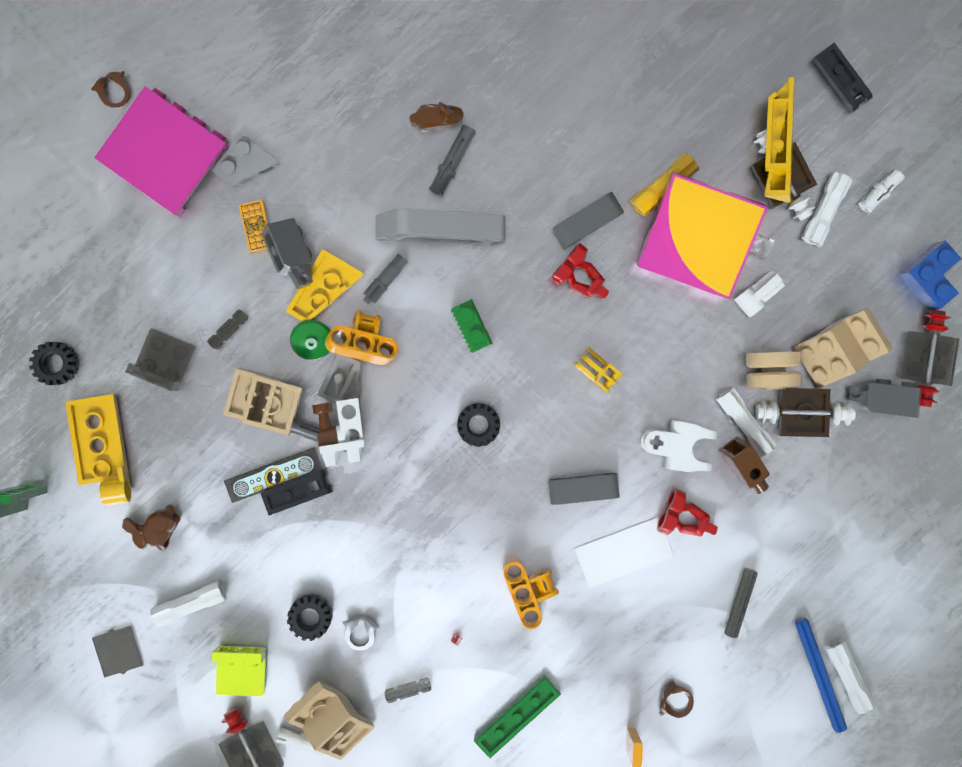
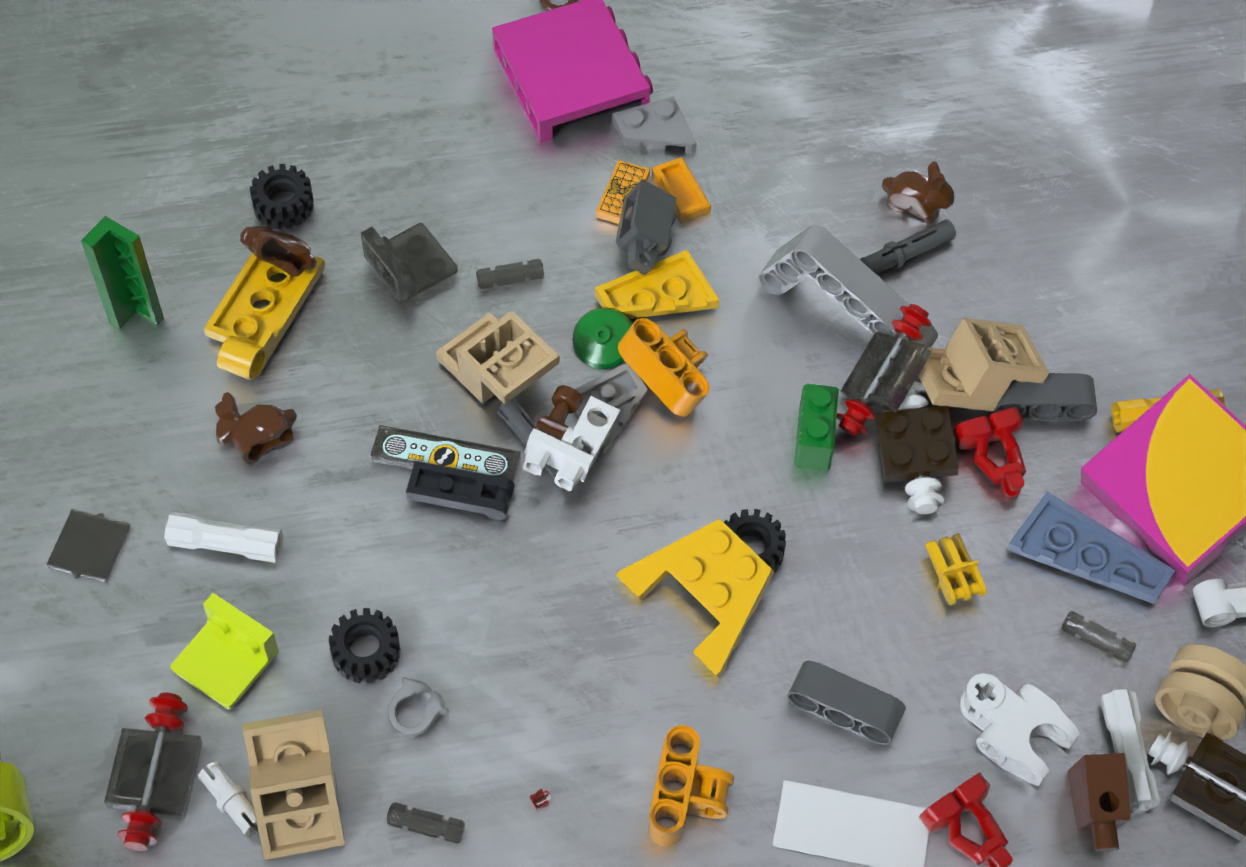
camera: 35 degrees right, 30 degrees down
(83, 414) = (279, 249): none -> reddish brown animal
(289, 200) = (679, 182): none -> light orange tile
(383, 281) = (741, 323): dark grey piece -> none
(474, 460) = (718, 574): none -> yellow wing
(491, 268) = (885, 370): none -> clear smoke plate
(533, 301) = (918, 447): none -> dark brown plate
(542, 230) = (981, 365): none -> tan bracket
(659, 309) = (1081, 546): none -> sand blue wing
(696, 360) = (1098, 636): none -> clear smoke axle

